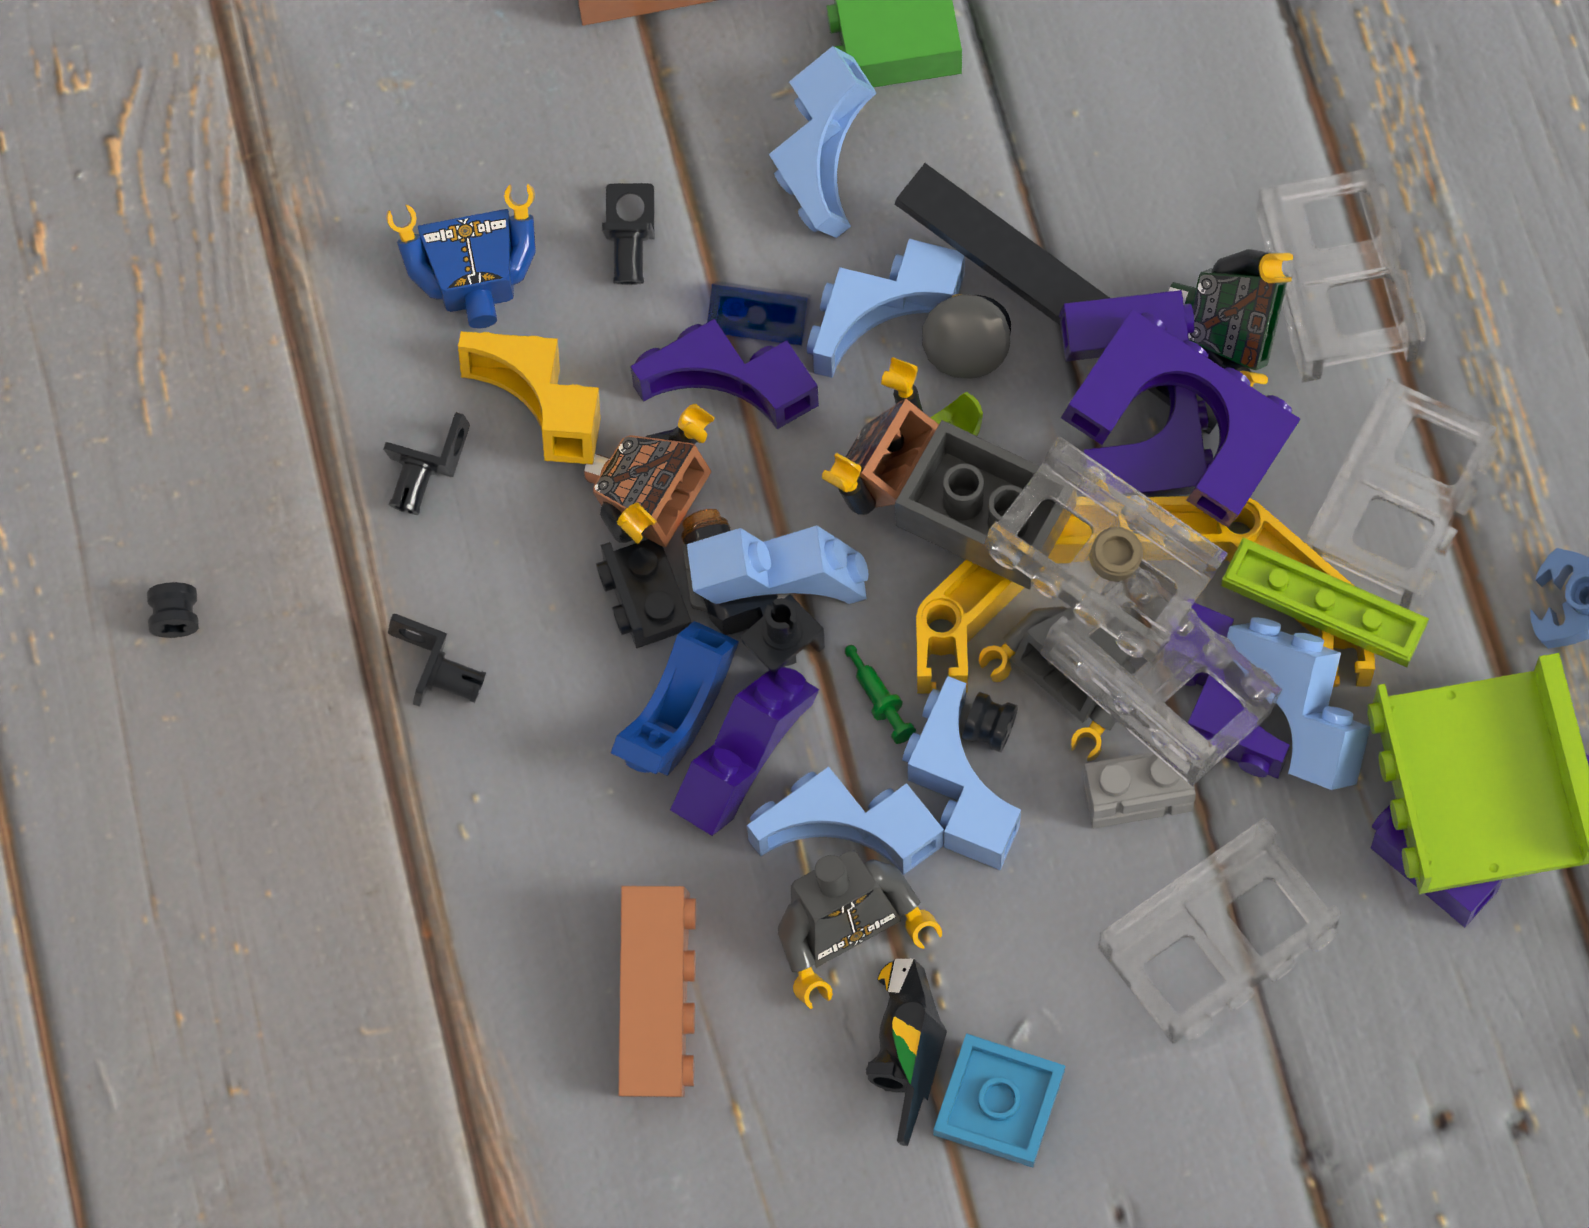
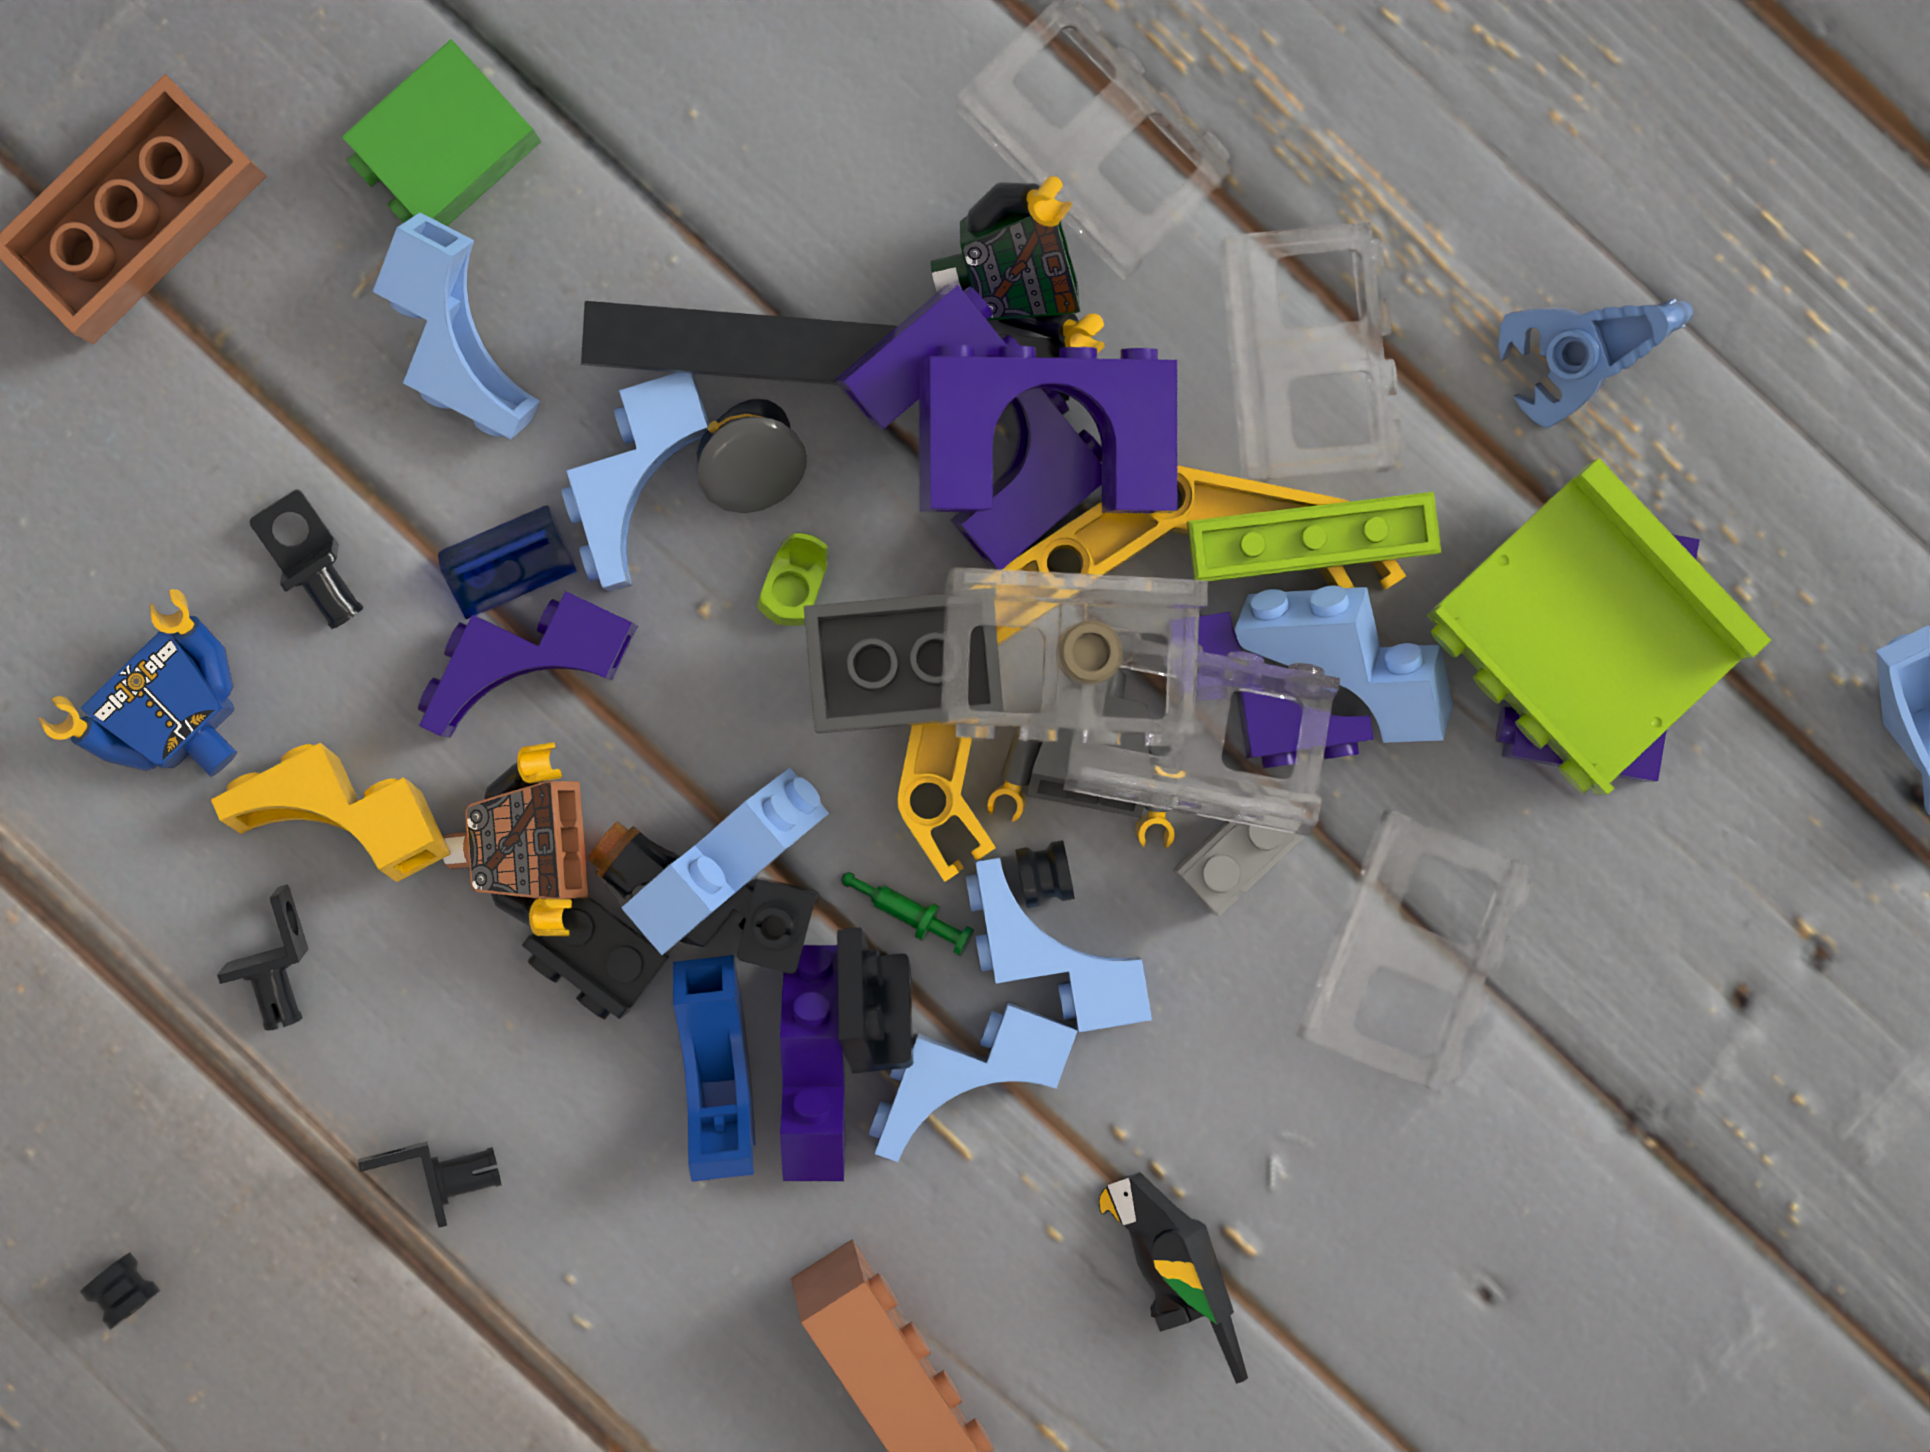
camera: 40 degrees left, 20 degrees up
(809, 727) = (873, 1005): none -> black bracket
(841, 908) = (1026, 1176): dark grey torso -> none
(885, 447) = (756, 664): torso -> none
(999, 1100) = (1303, 1264): dark azure plate -> none

